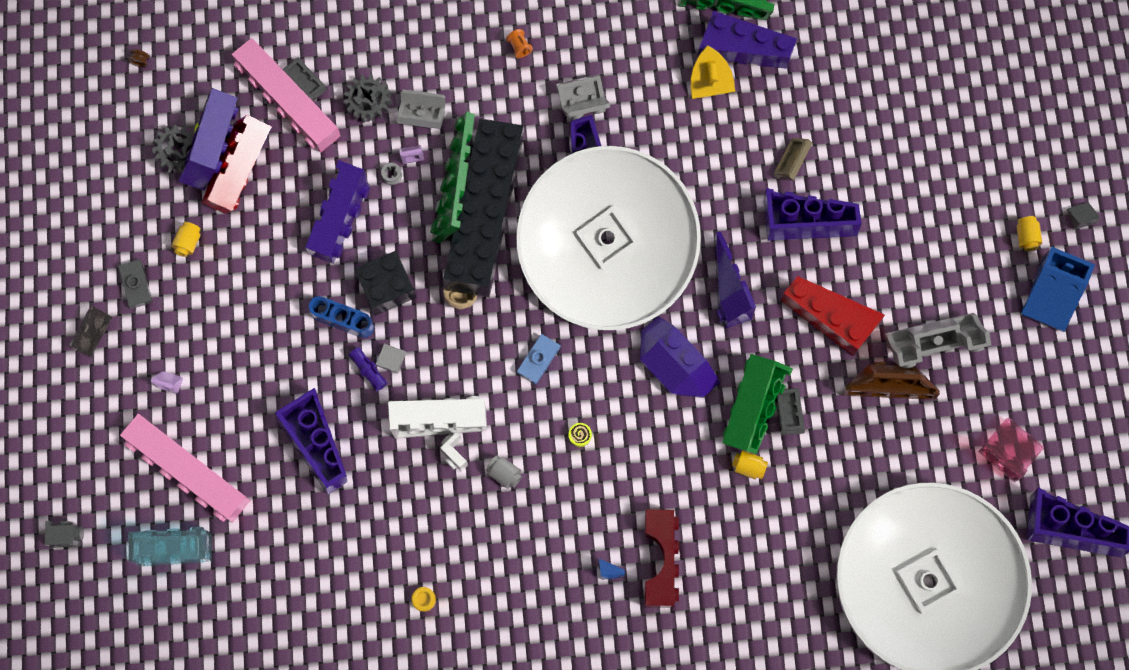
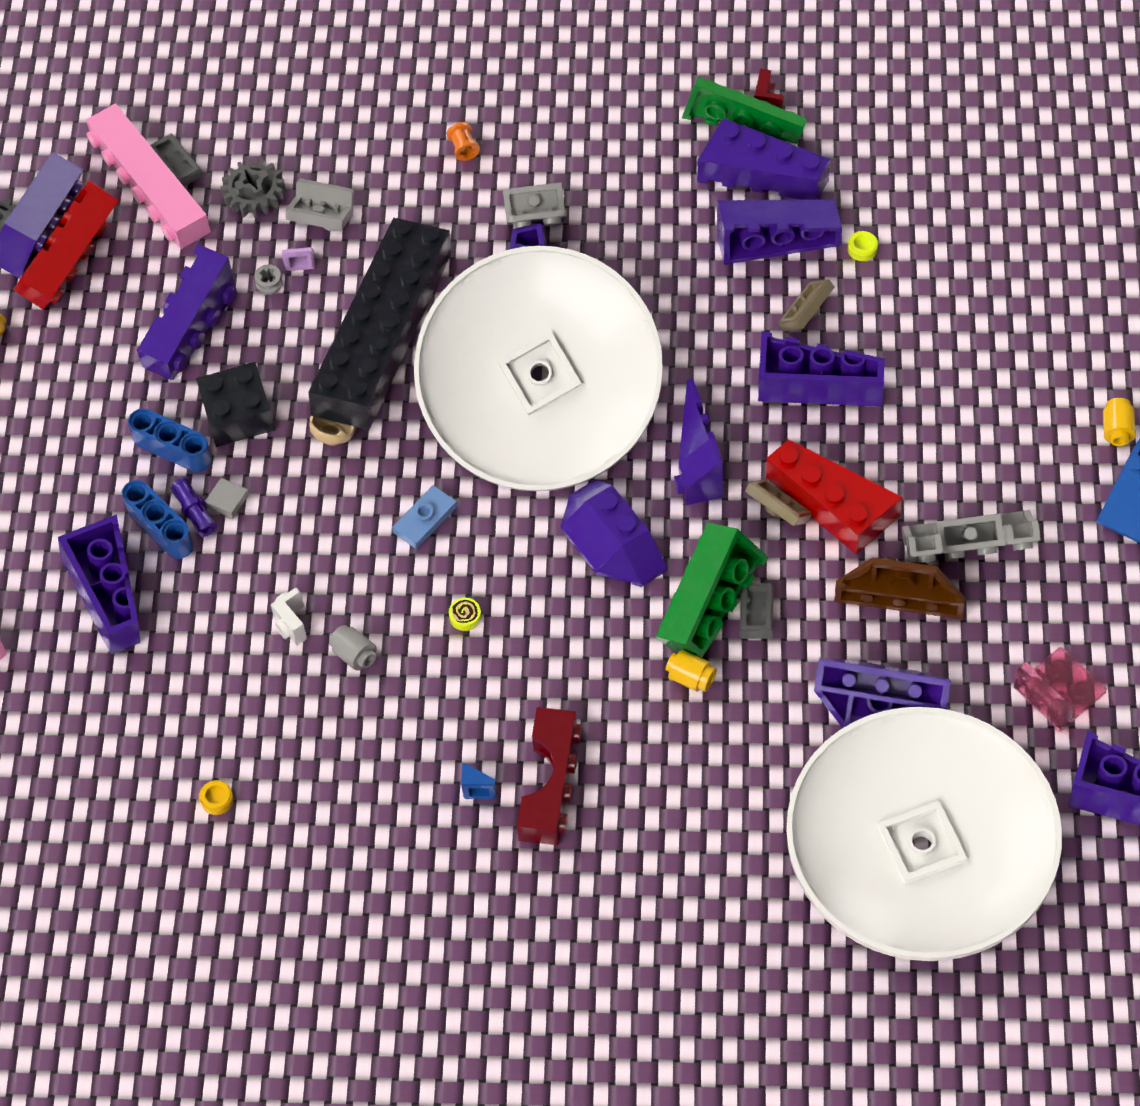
camera: 10 degrees right, 15 degrees down
(337, 374) = (153, 507): none -> blue beam
(437, 417) = (268, 568): white wedge -> none
(454, 184) = (345, 289): green wing -> none
(711, 75) = (705, 187): yellow shield -> none
(763, 97) = (775, 228): none -> dark purple wedge
(794, 323) = (778, 503): none -> dark tan plate
(826, 103) = (862, 246): none -> neon yellow tile
(882, 469) = (862, 689): none -> dark purple wedge

